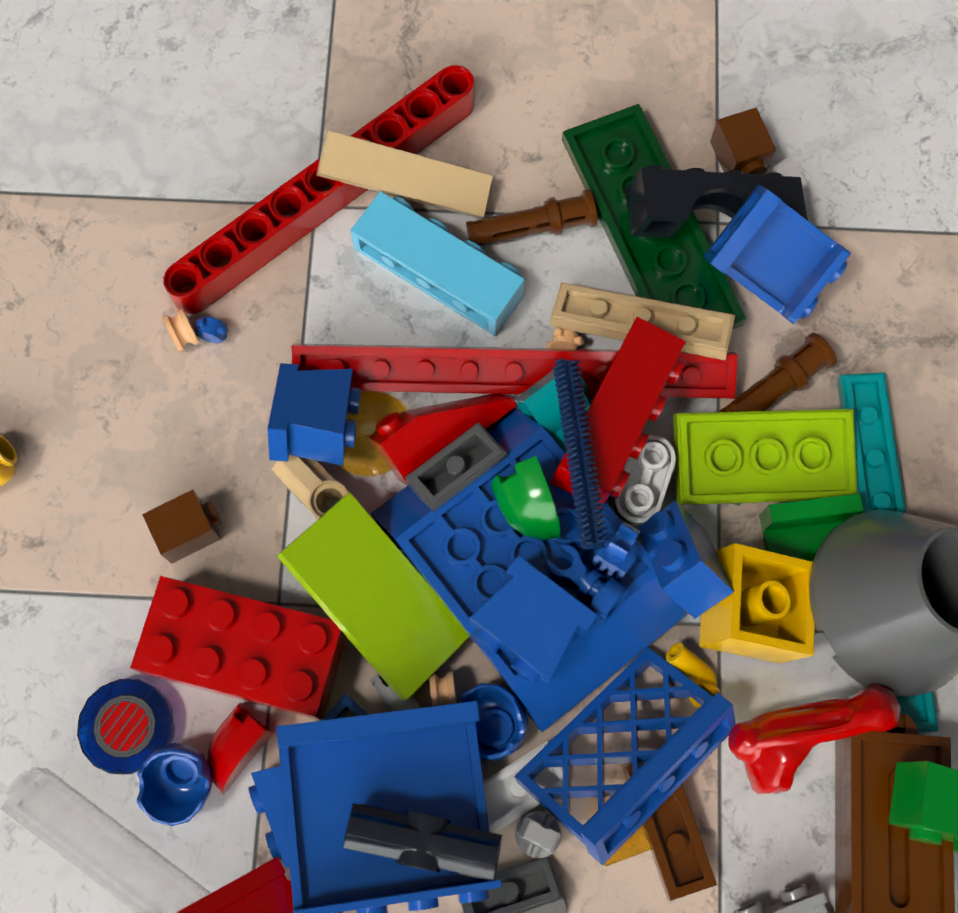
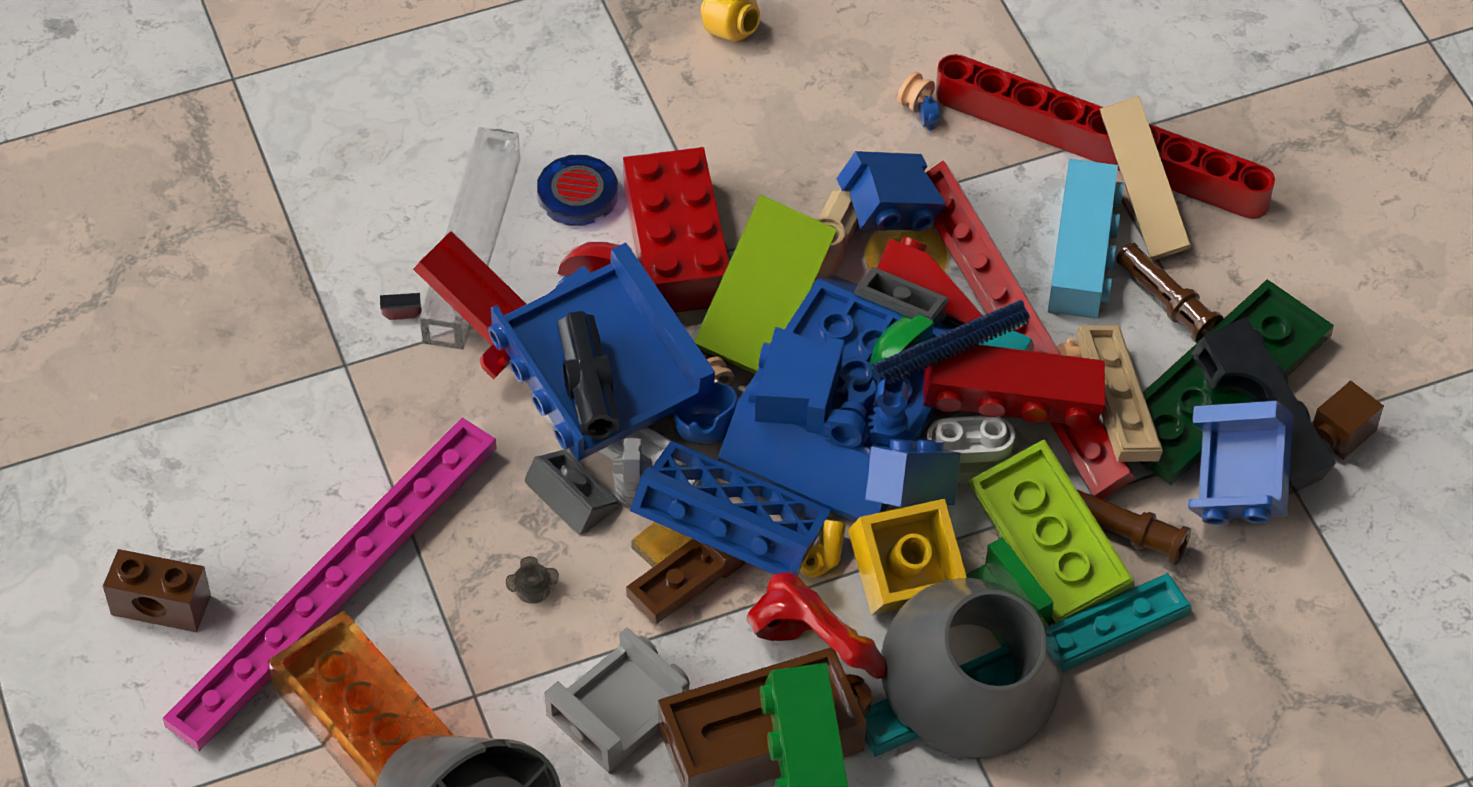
camera: 65 degrees right, 20 degrees down
(174, 784) = (551, 229): blue hair -> none
(183, 526) = (753, 157): reddish brown brick -> none

